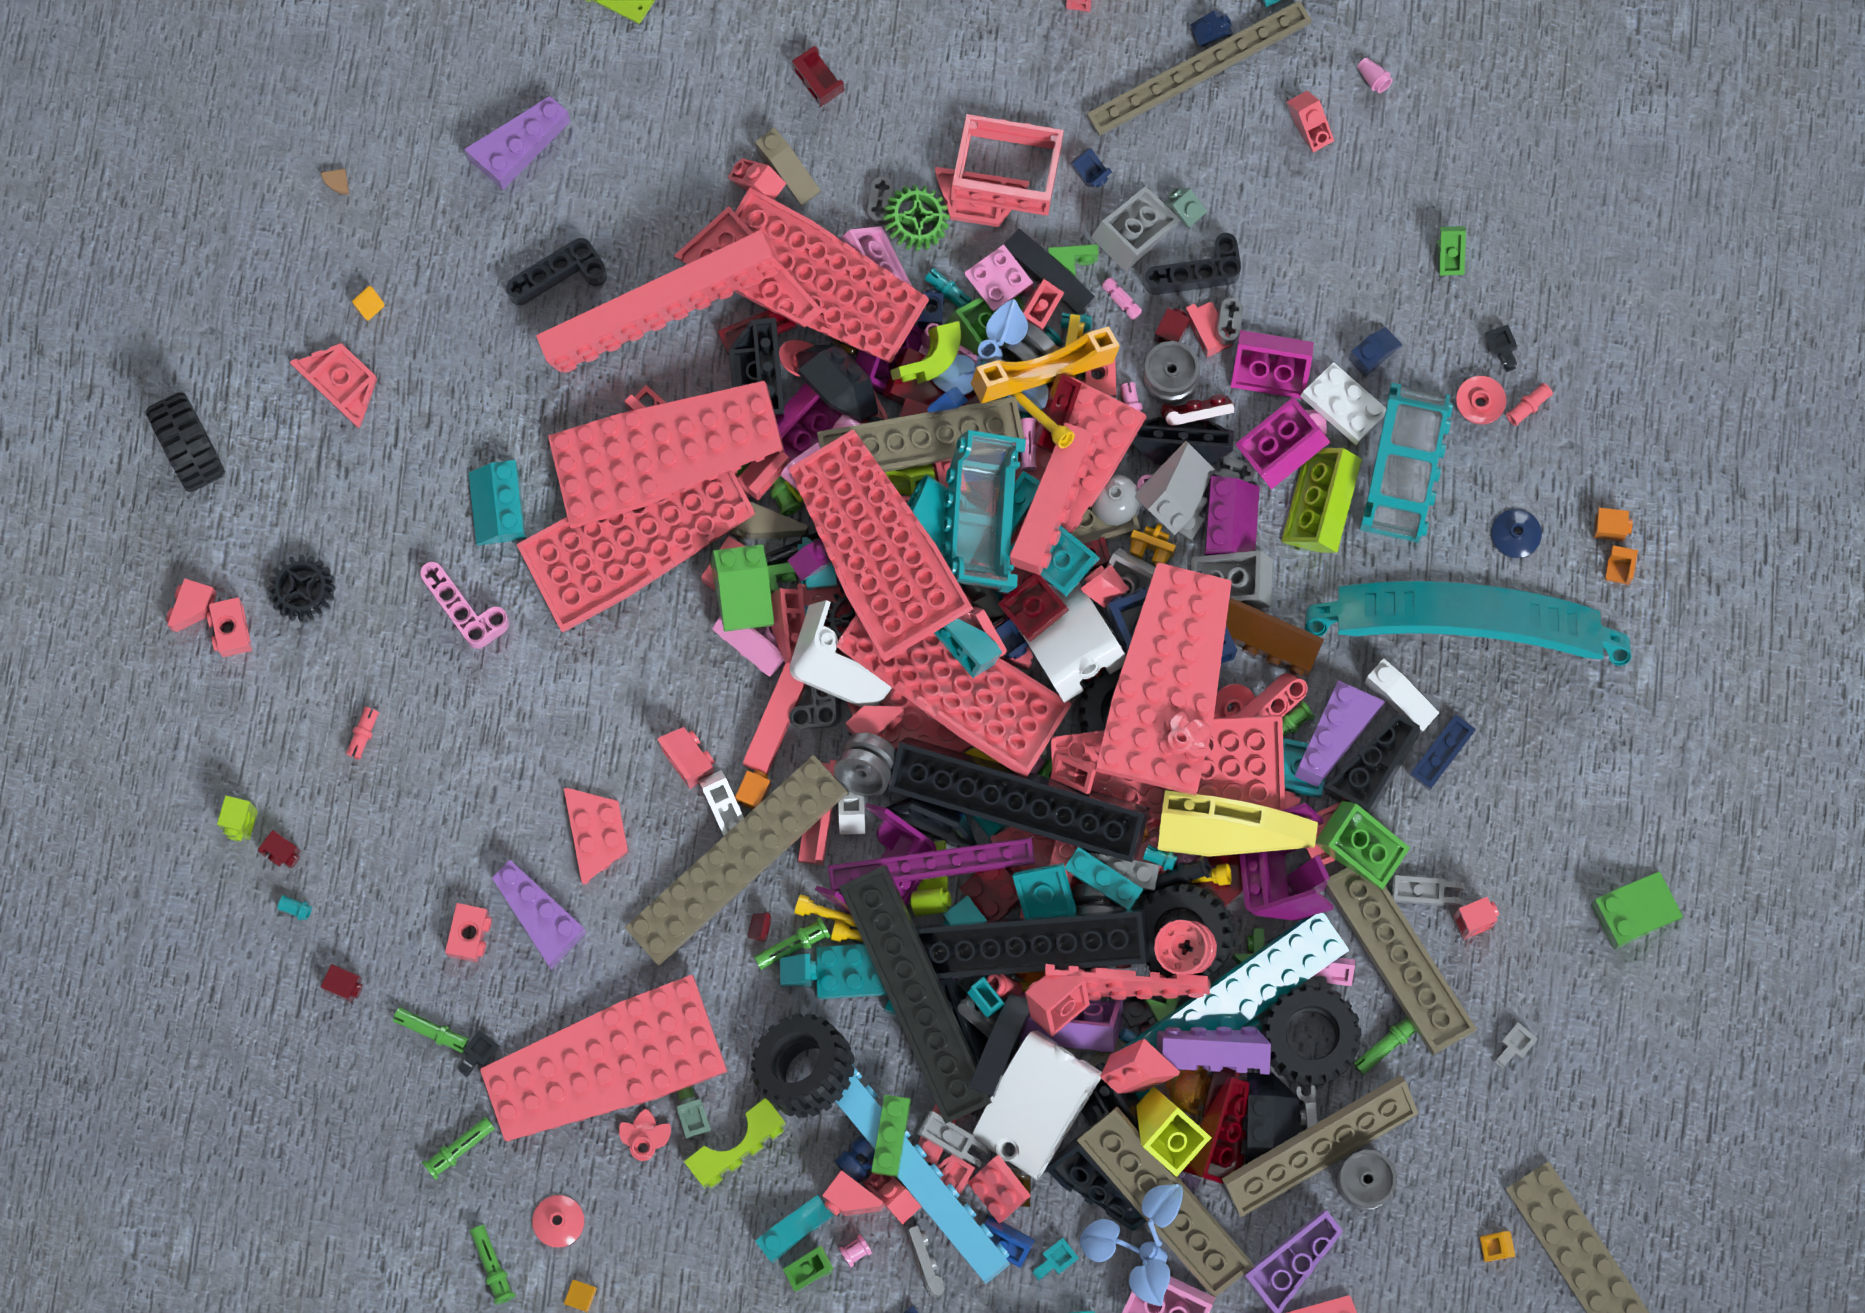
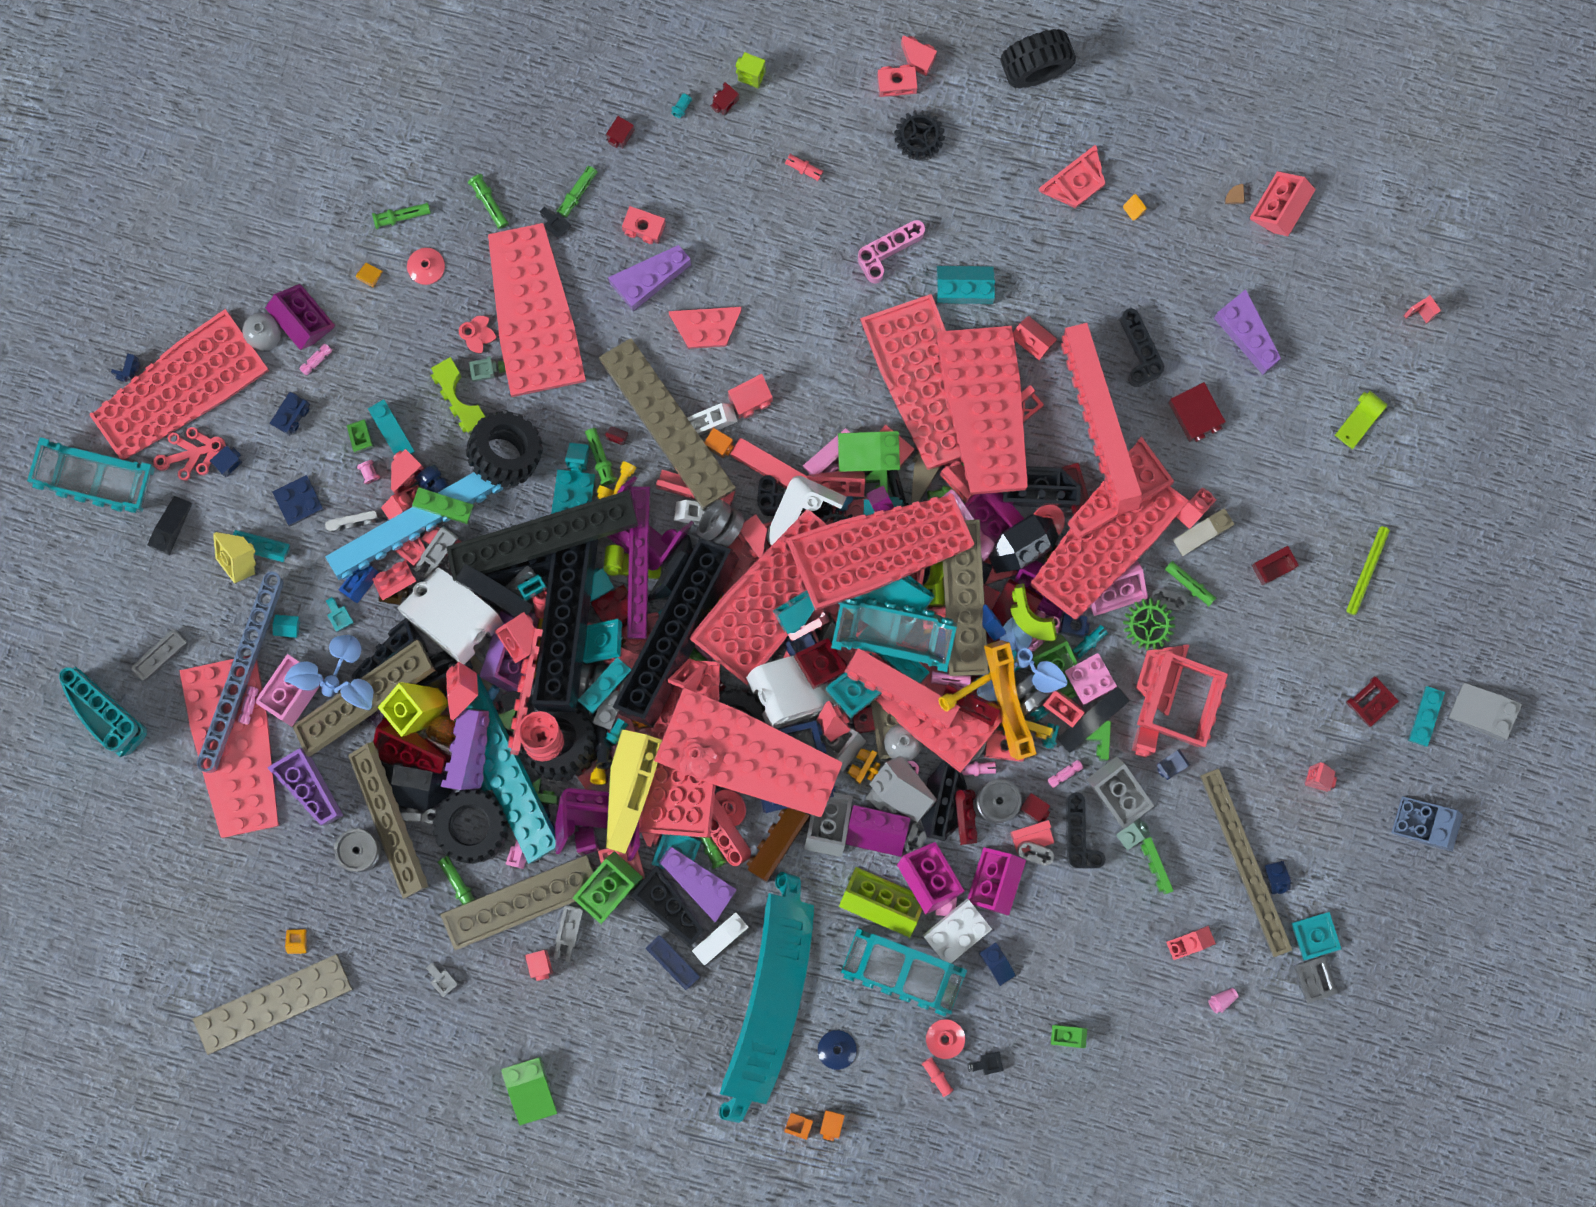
camera: 95 degrees right, 5 degrees up
(341, 120) = (1283, 203): none -> coral slope
(558, 407) = (1033, 337): none -> coral panel
(632, 193) = (1197, 412): none -> dark red brick
(856, 174) = (1191, 584): none -> bright green pin
(1068, 203) = (1145, 742): none -> coral slope
(1223, 172) = (1155, 866): none -> bright green plate

